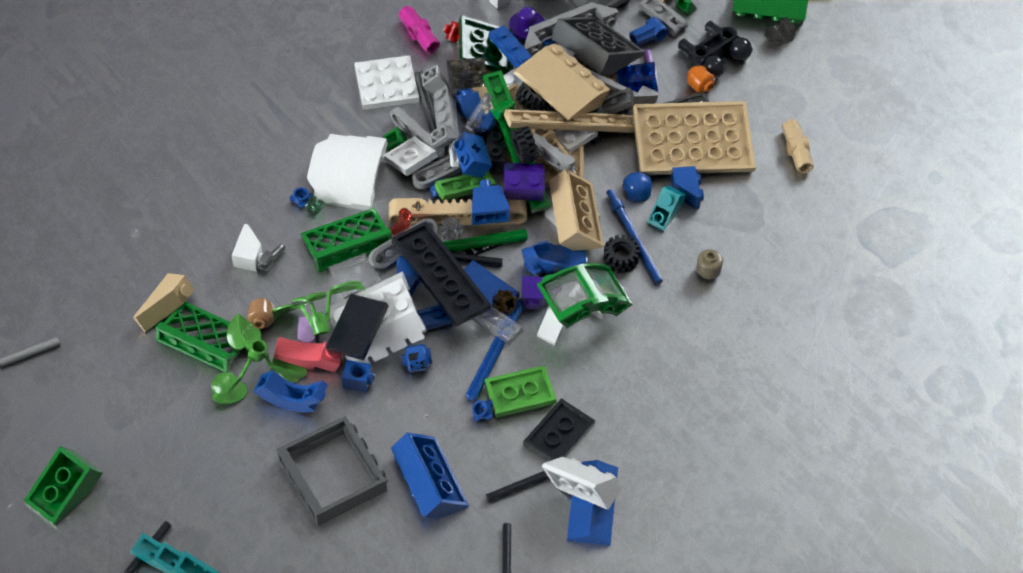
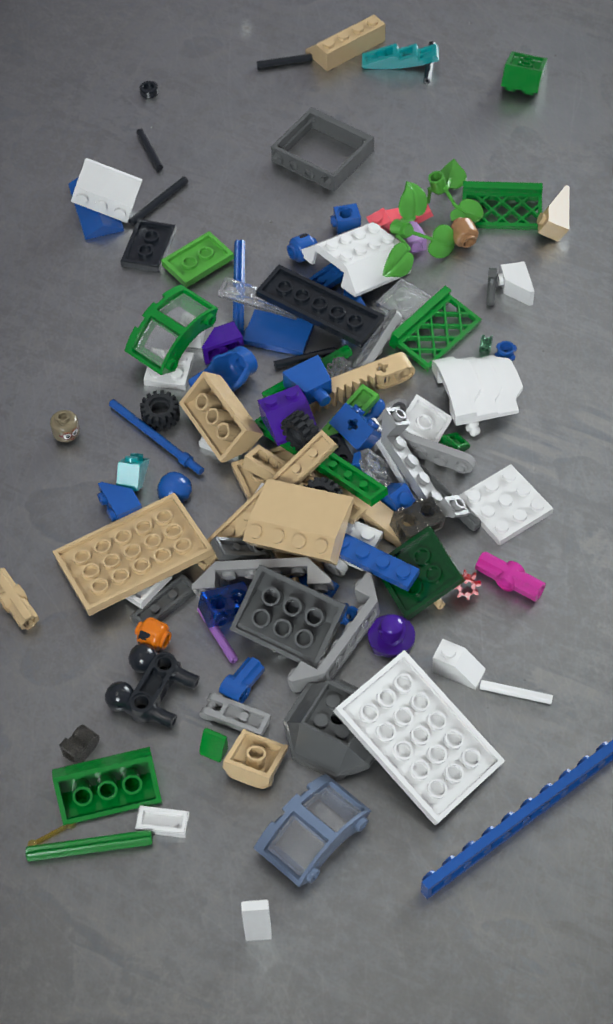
camera: 160 degrees right, 0 degrees up
(289, 395) = (389, 186): blue arch -> none
(357, 326) = (363, 224): black tile -> none
(403, 223) = (387, 346): clear red arm -> none
(429, 476) = (239, 172): blue slope -> none
(479, 406) = (223, 233): blue plate -> none
(498, 111) = (344, 460): green slope -> none
(504, 301) = (248, 311): dark brown gear -> none
(553, 155) = (268, 443): light grey plate -> none

